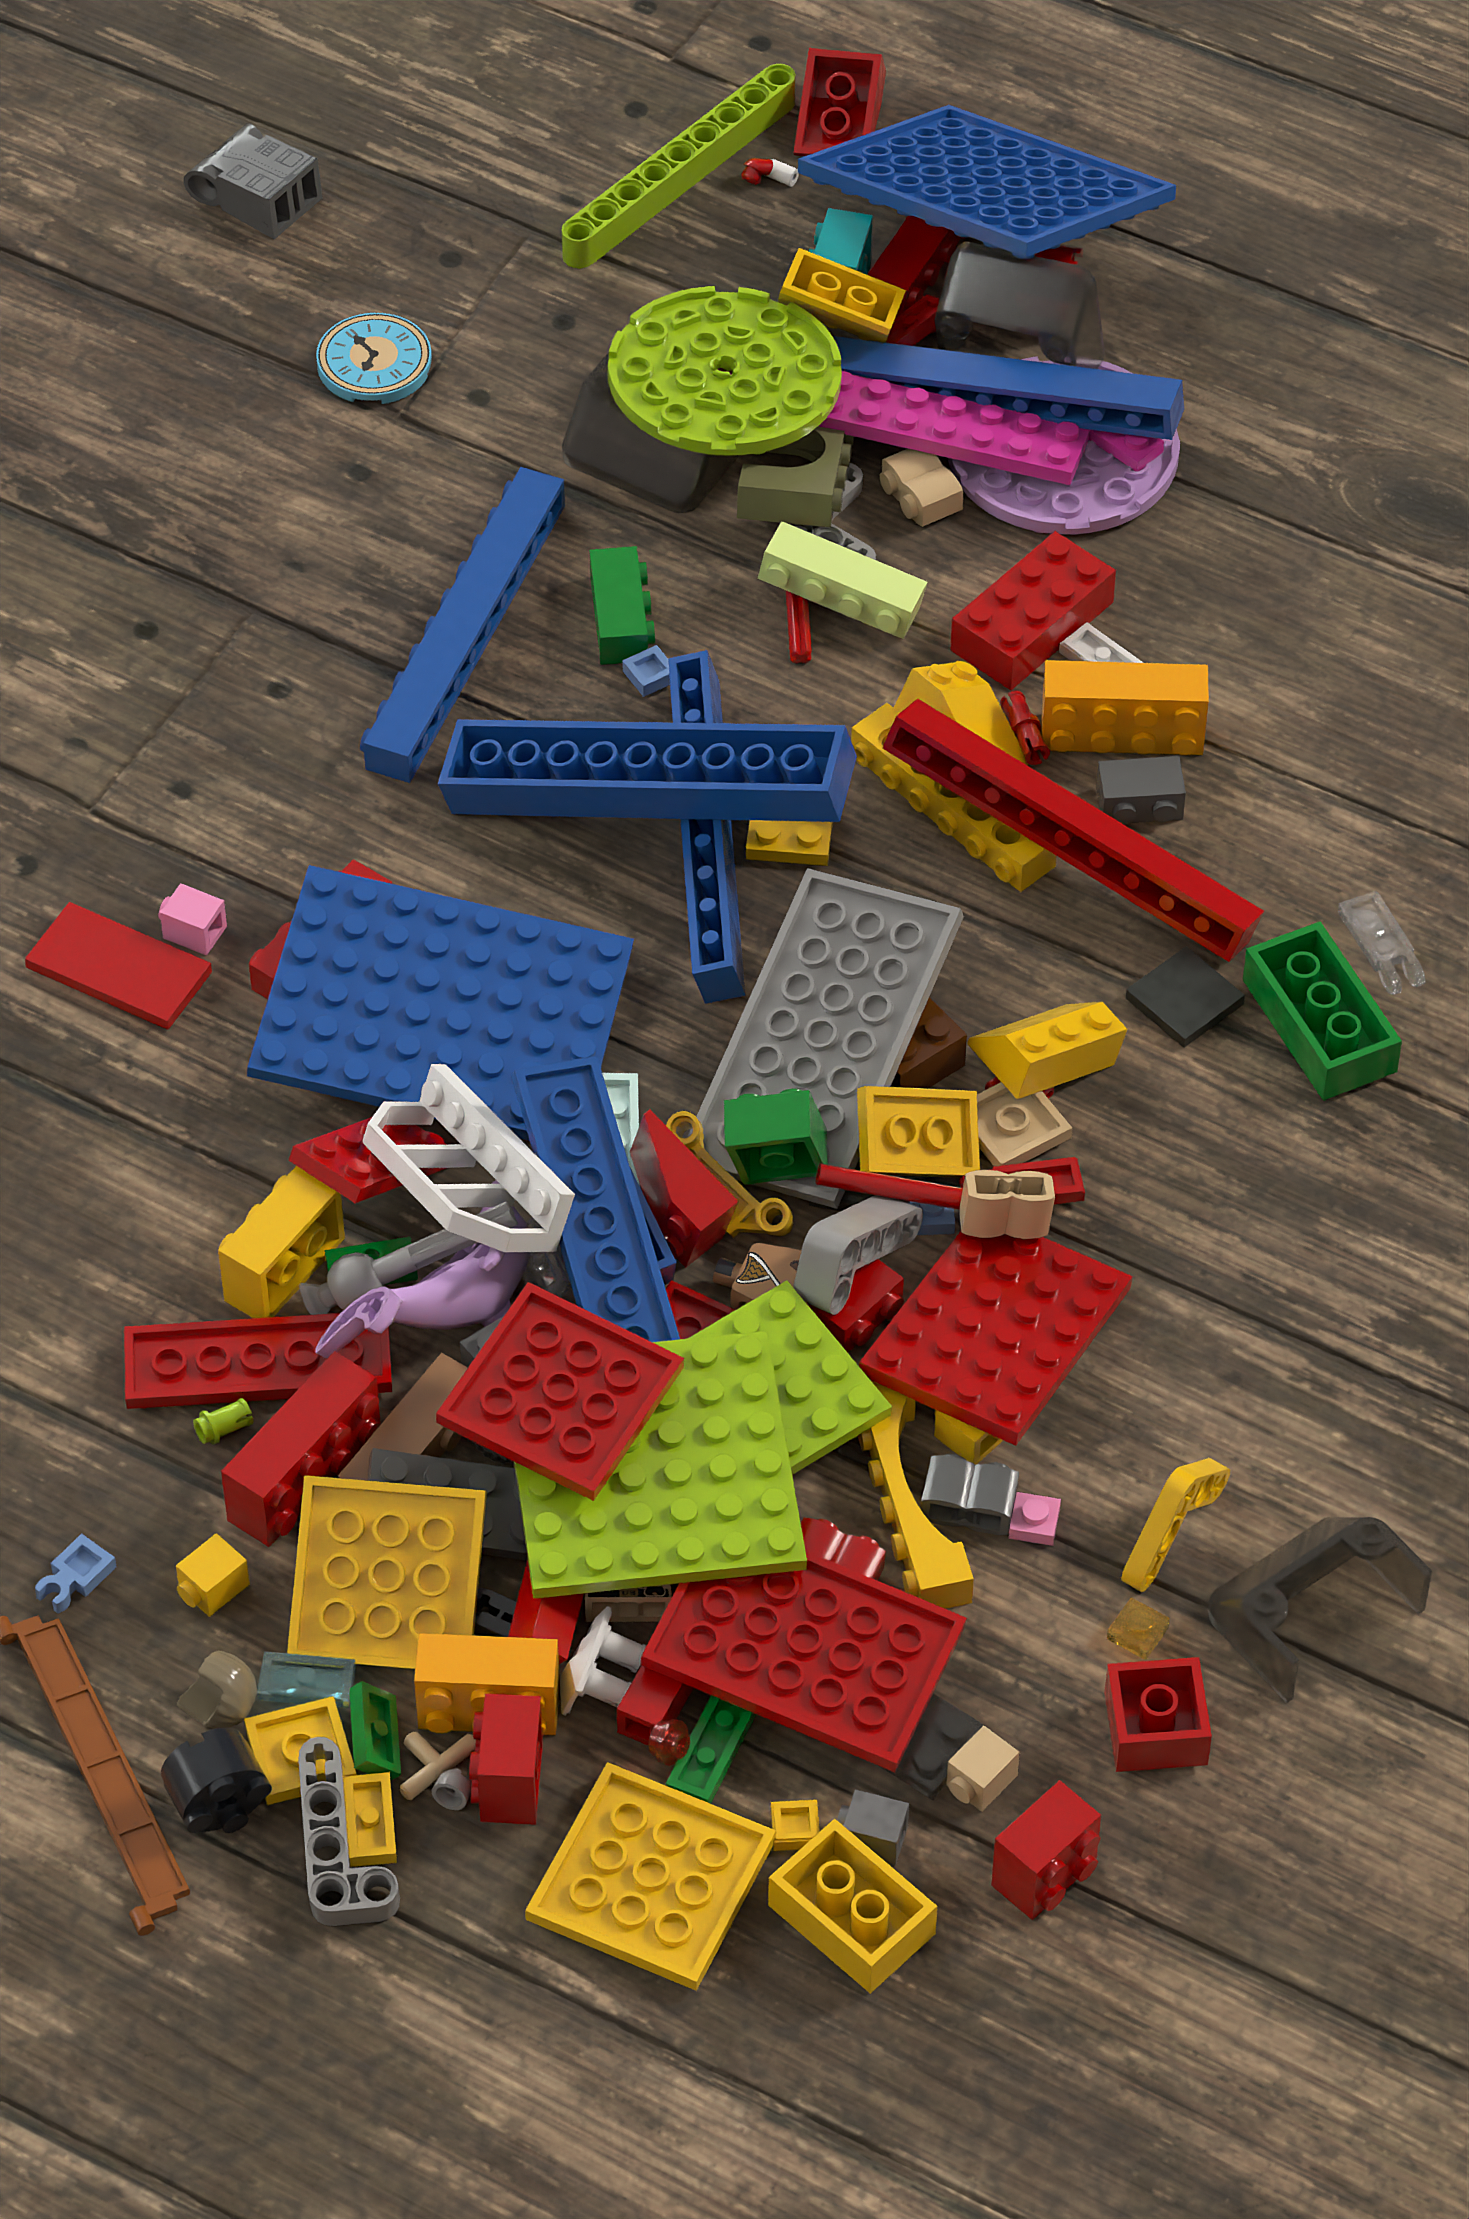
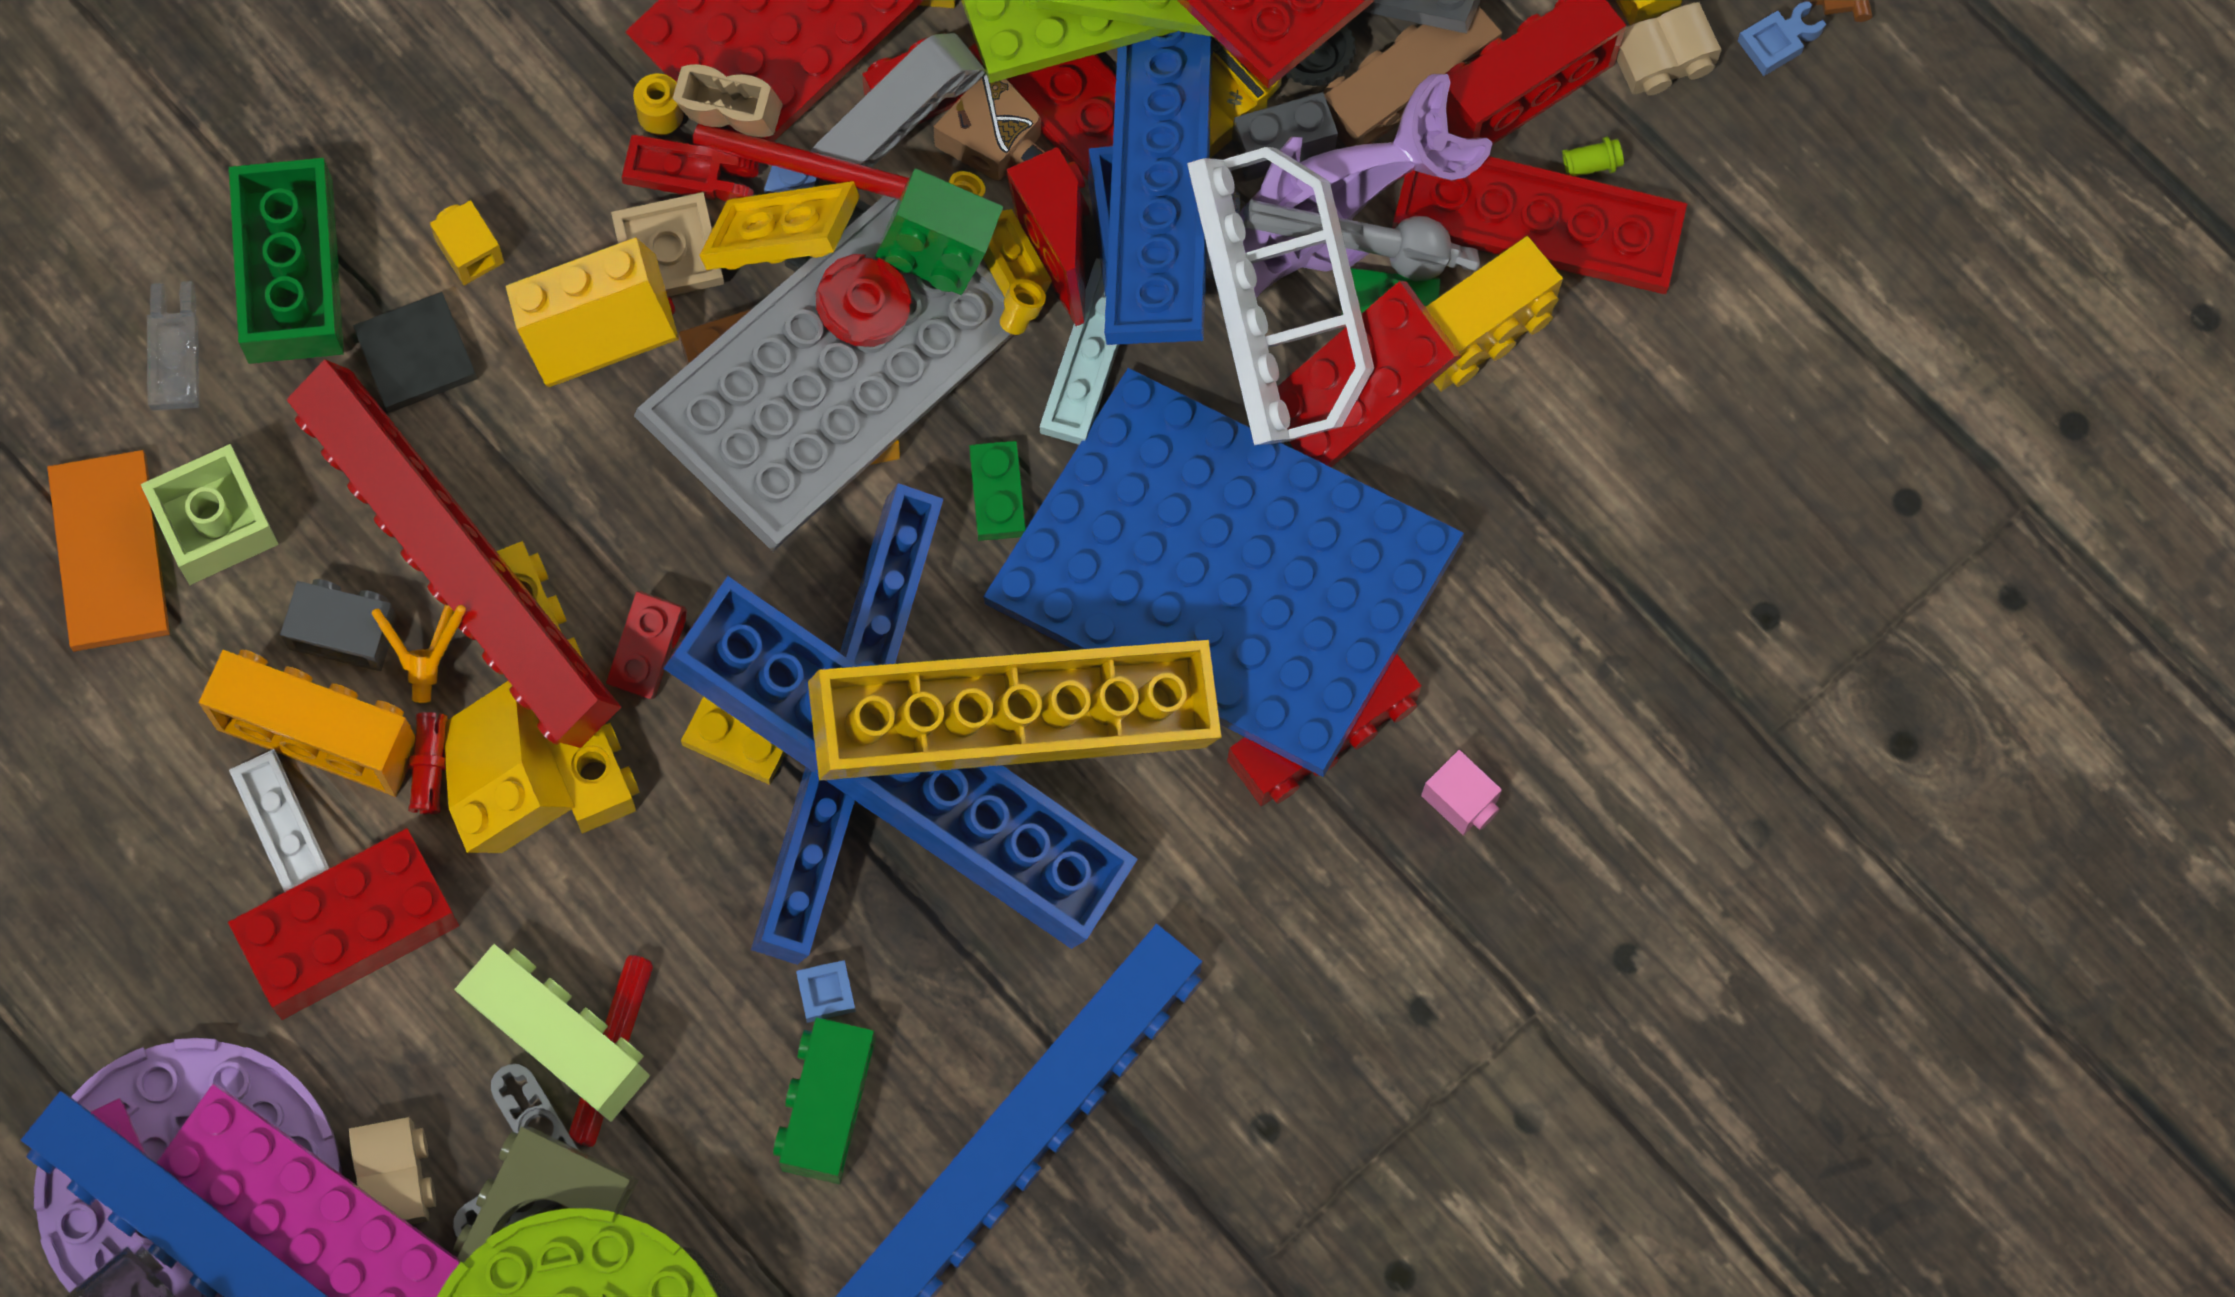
camera: 165 degrees left, 20 degrees up
(118, 965) = (1558, 770): red tile -> none
(179, 1525) = (1668, 49): none -> tan brick
(565, 791) = (1013, 709): none -> yellow brick
(656, 1032) = (997, 490): none -> green plate
(827, 1073) = (863, 300): none -> red tile
(892, 846) = (646, 643): none -> red plate
(1068, 779) = (423, 663): none -> light orange plant
(1072, 1216) = (655, 104): none -> yellow brick
(1182, 1075) = (466, 241): none -> yellow brick
(1280, 823) = (209, 514): none -> yellowish green brick
(1352, 800) = (108, 551): none -> orange tile

